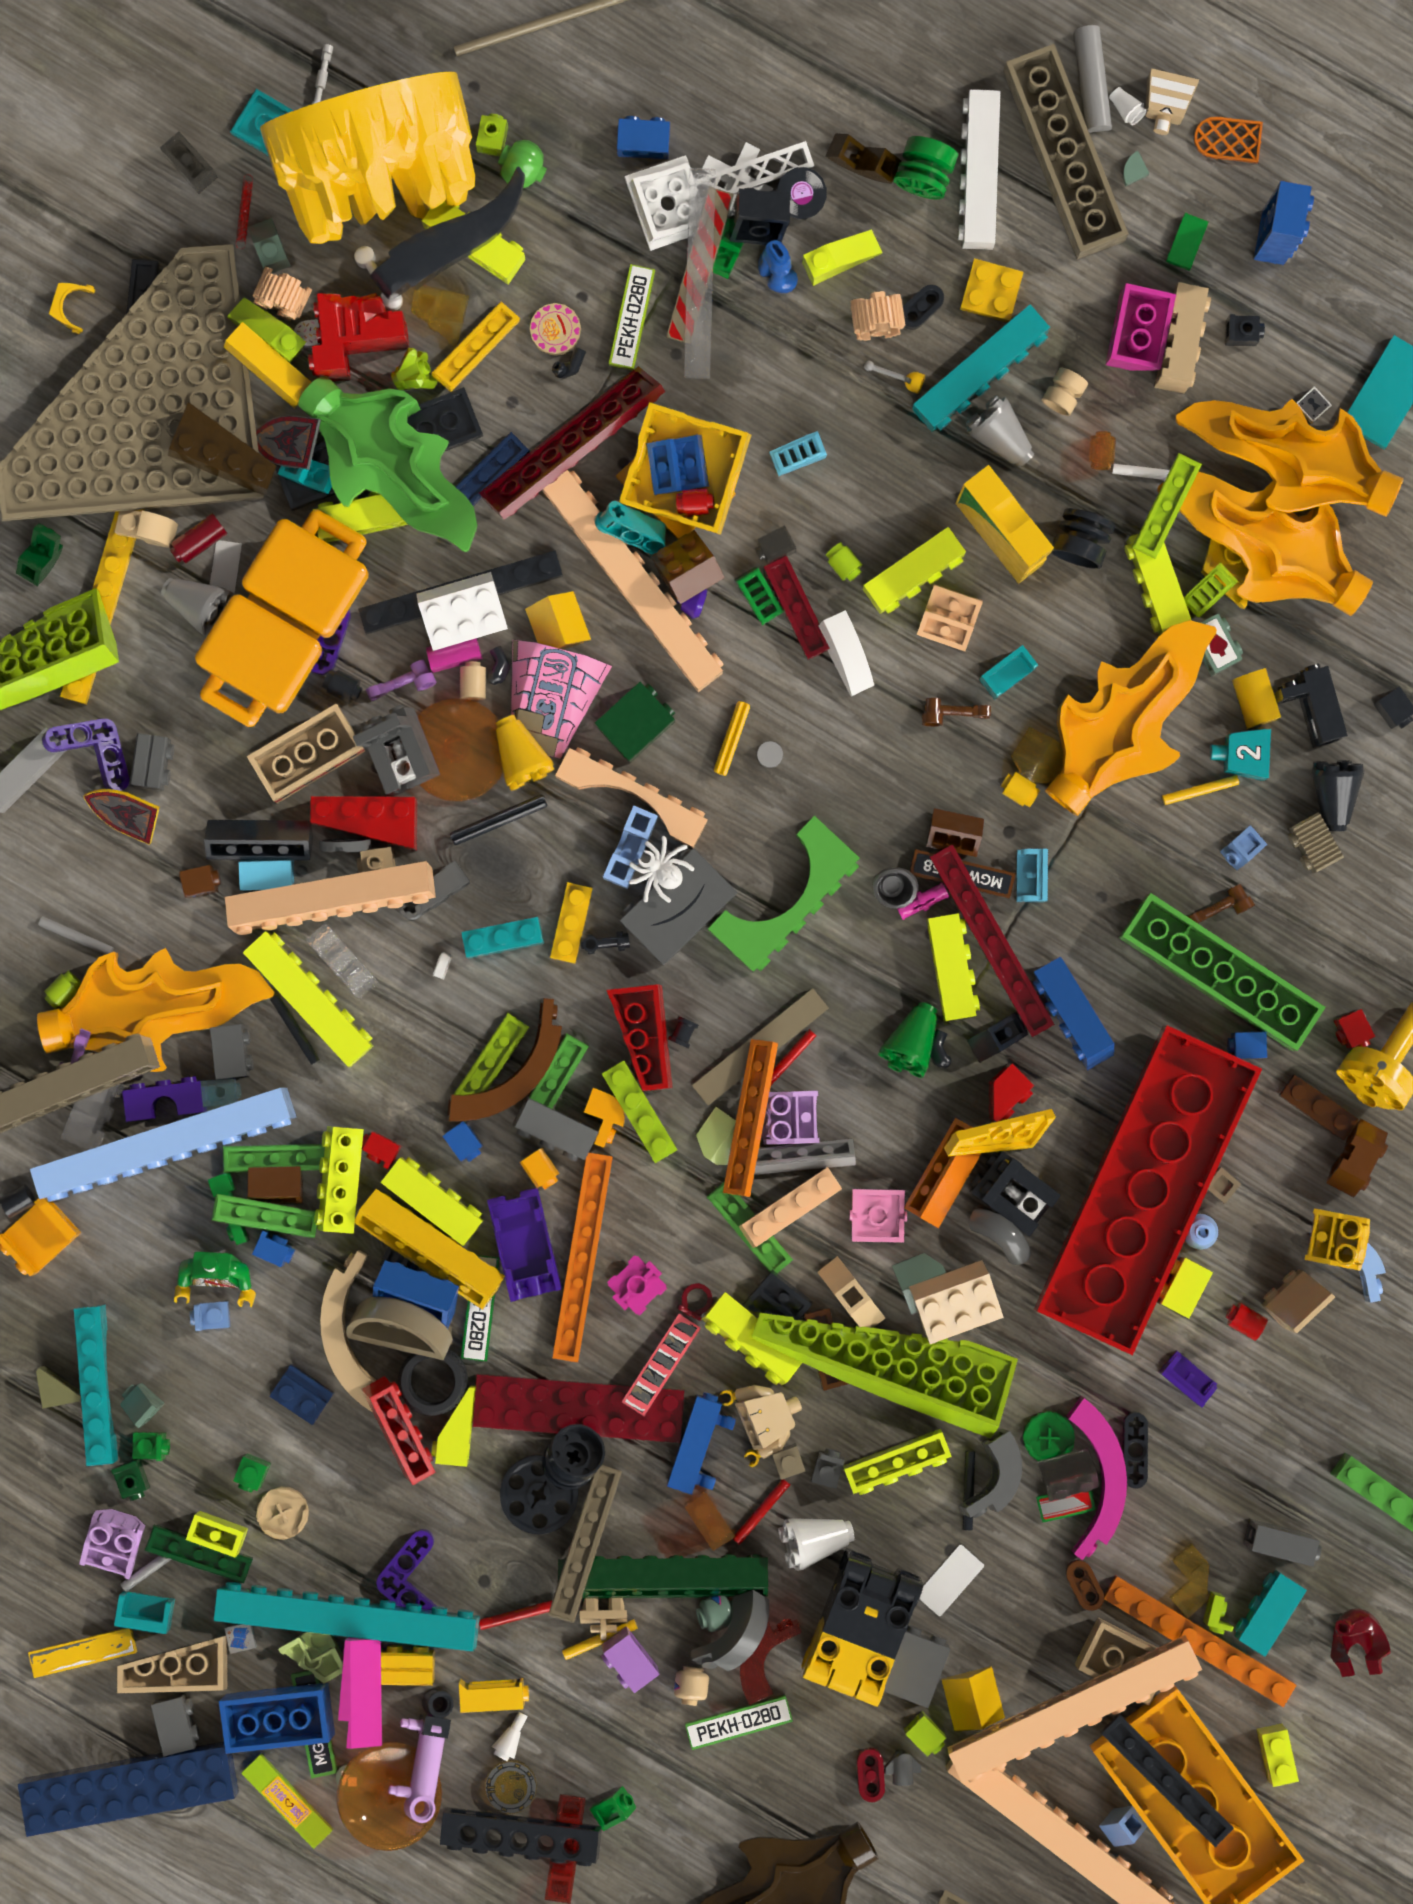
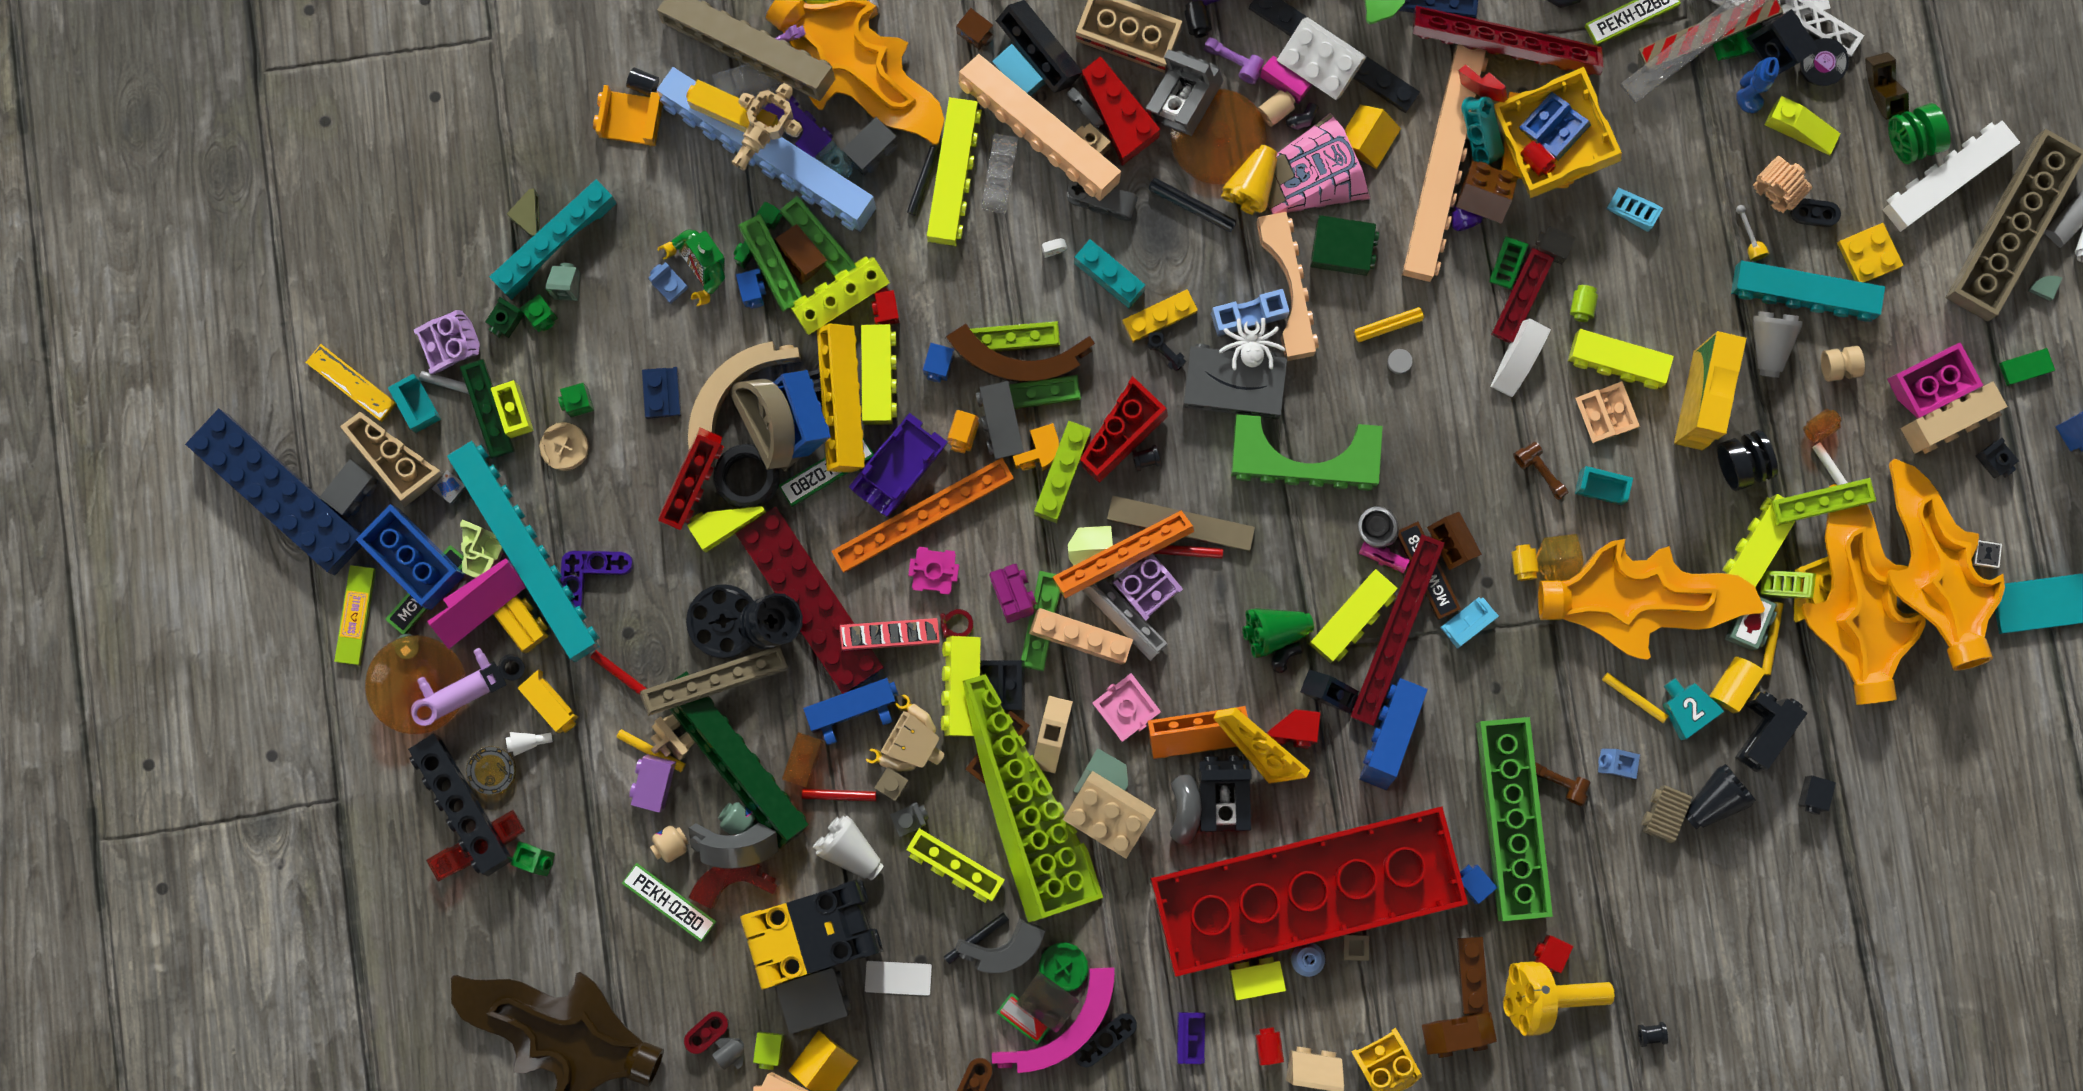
camera: 55 degrees right, 5 degrees down
(111, 1150) = (724, 107): none -> yellow brick
(151, 1147) = (758, 133): none -> tan piece
(600, 496) = (1485, 87): none -> red slope
(708, 1235) = (1012, 593): none -> magenta brick
(1242, 638) = (1772, 640): none -> yellow bar

